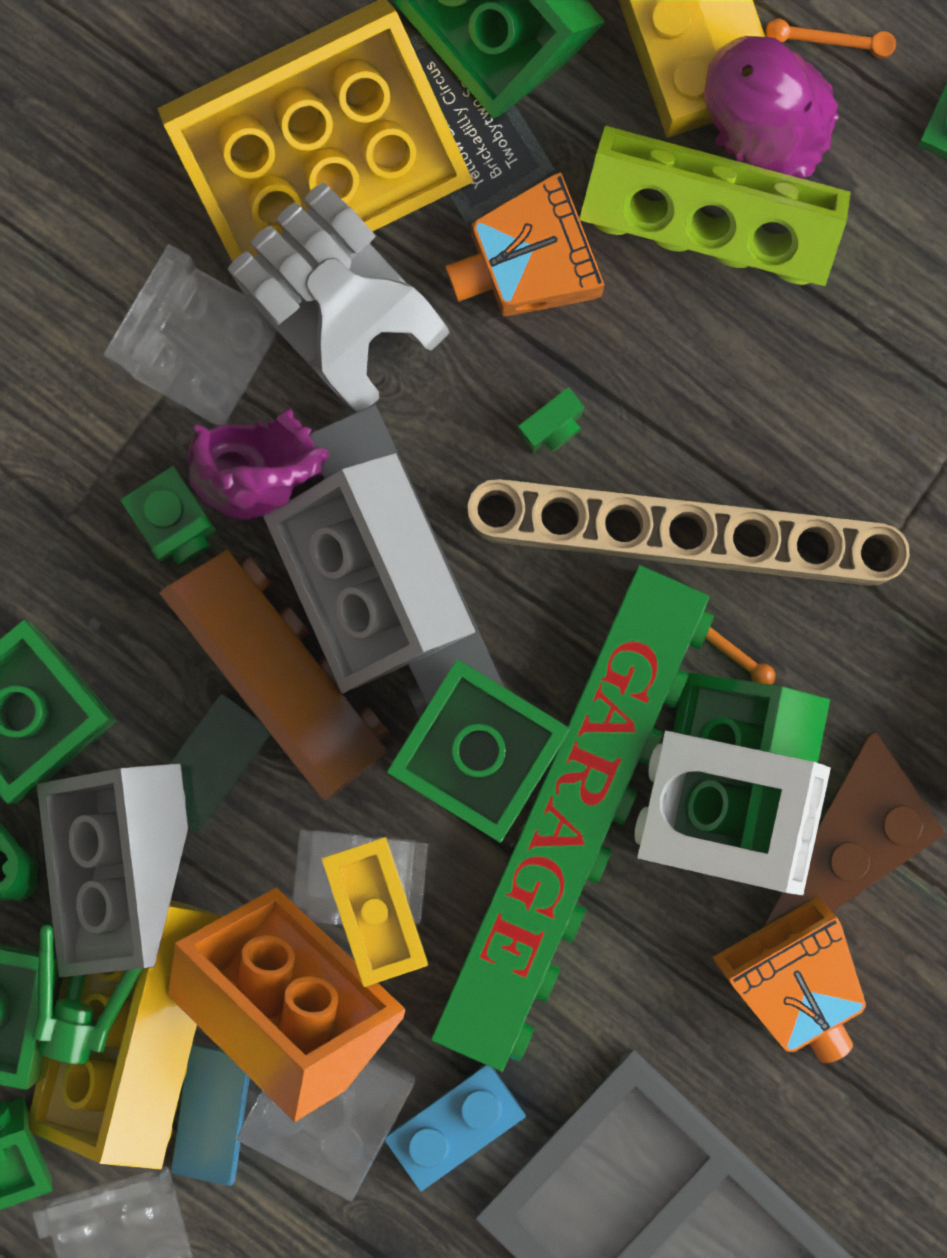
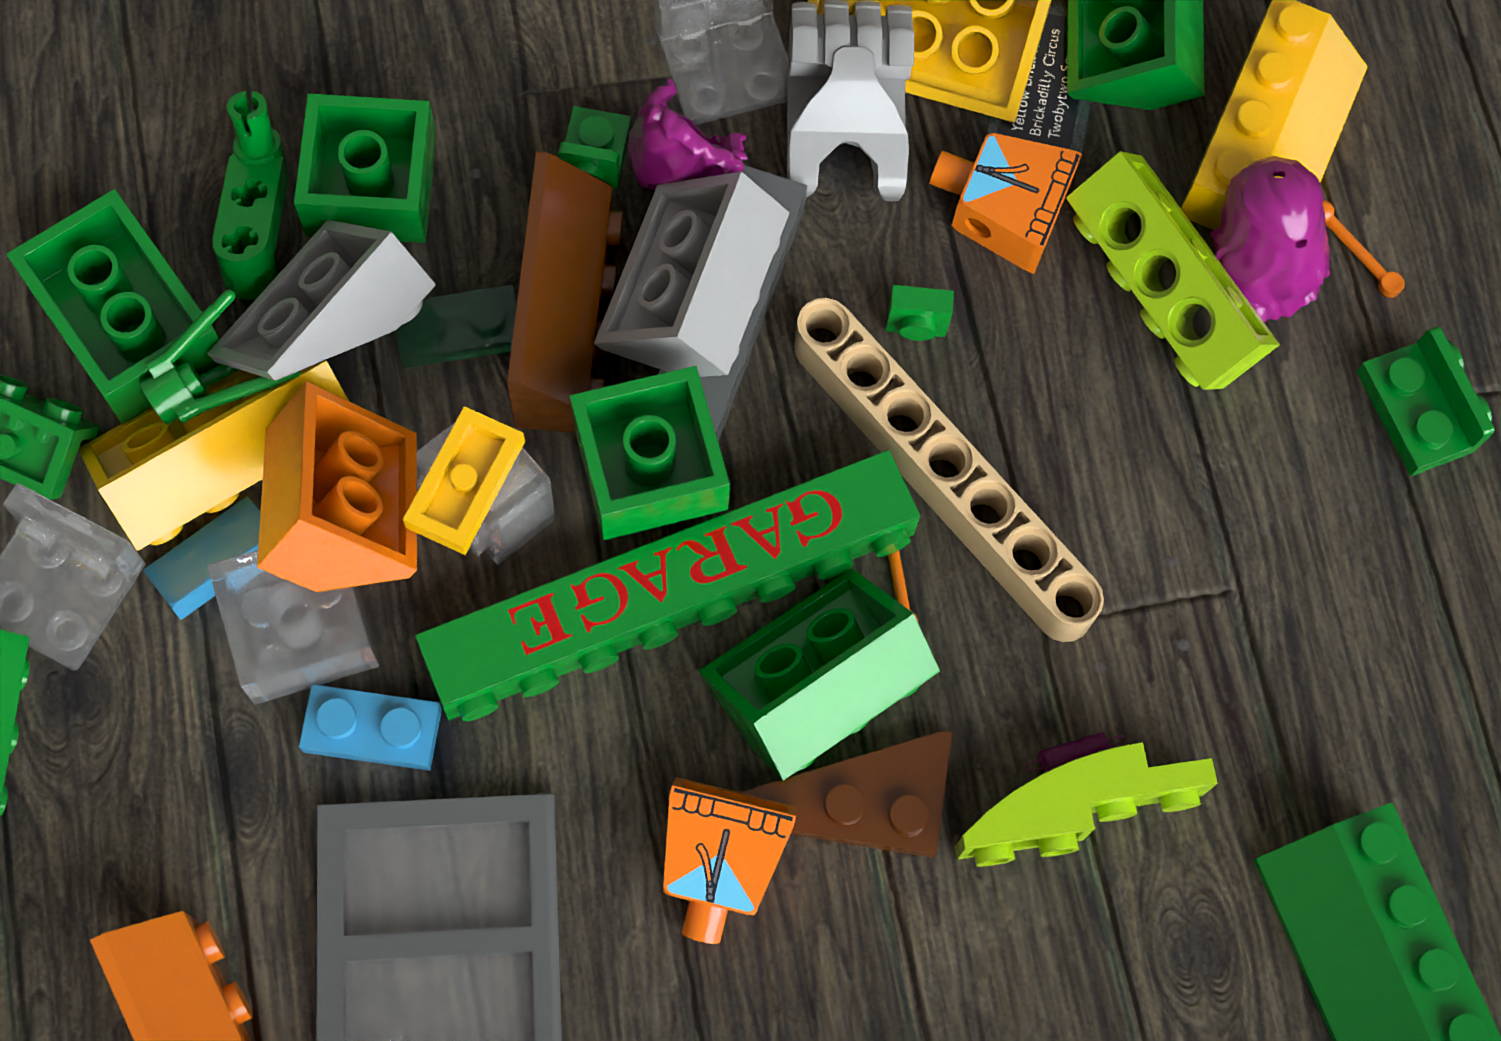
camera: 35 degrees right, 15 degrees down
(794, 829) = (823, 719): white panel -> none

